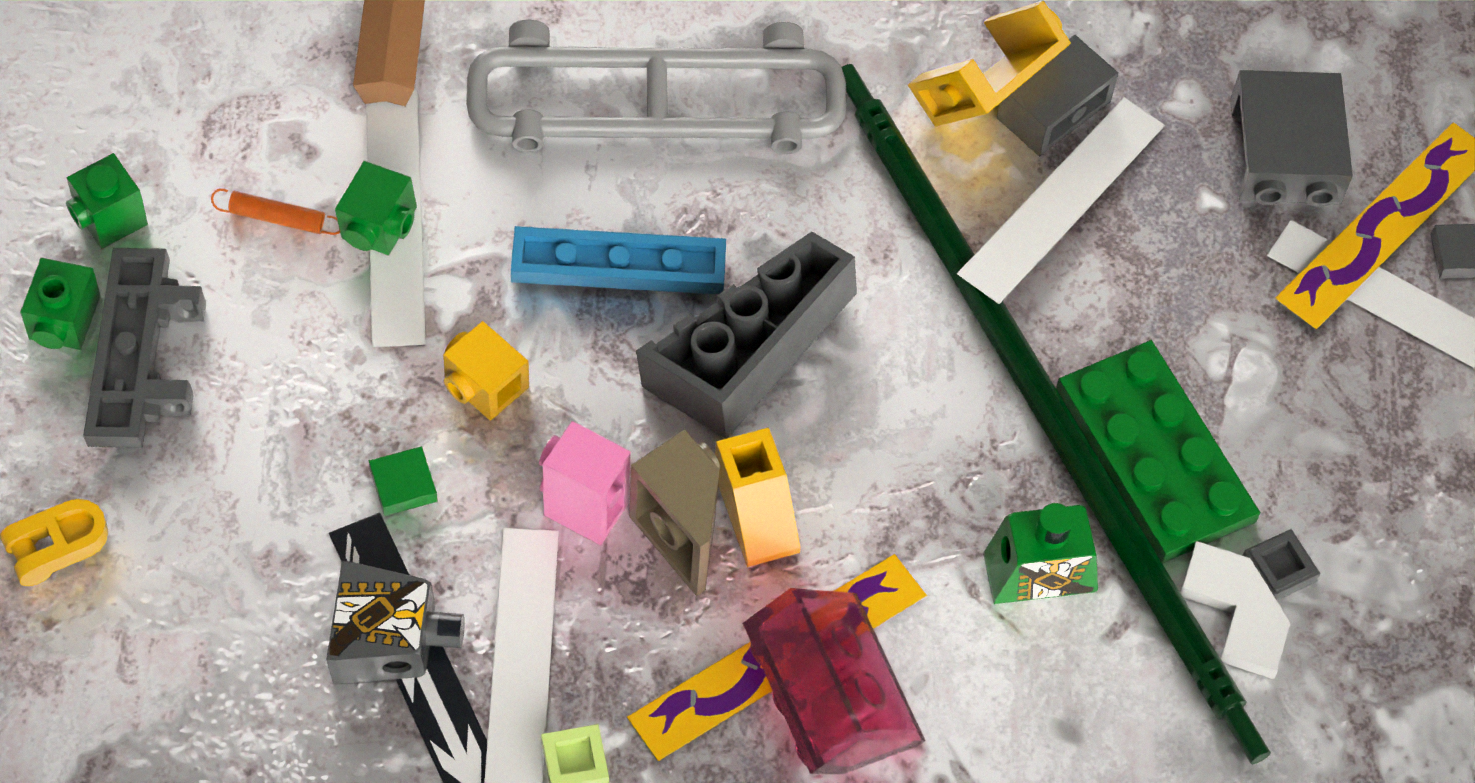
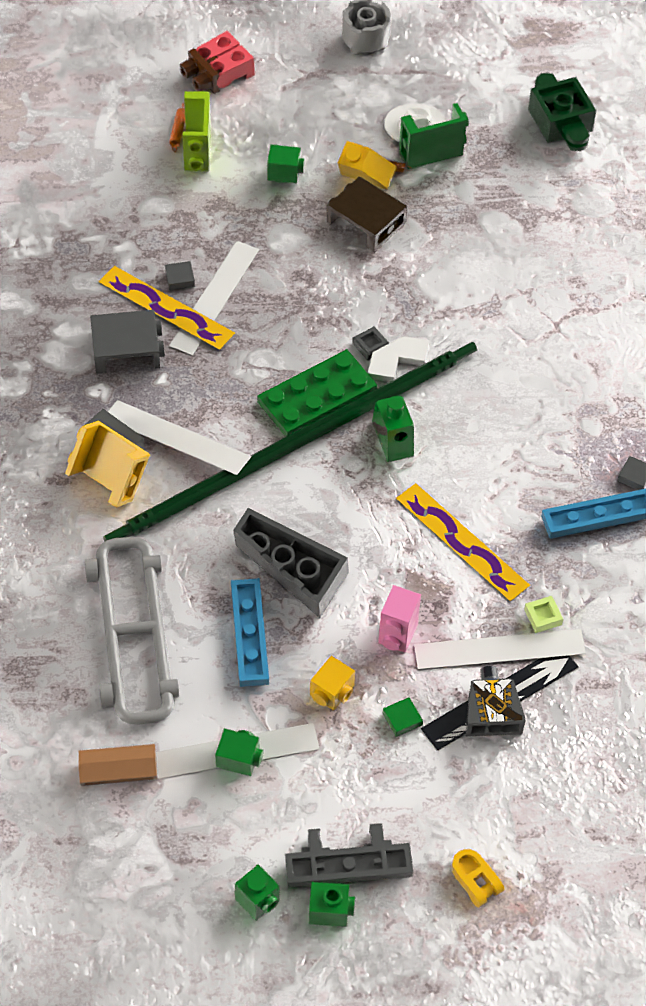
camera: 95 degrees left, 5 degrees down
(275, 212) = (242, 809): orange piece -> none
(676, 504) = (406, 567): dark tan slope -> none
(757, 496) = (384, 549): yellow slope -> none
(831, 680) = (479, 510): clear pink slope -> none

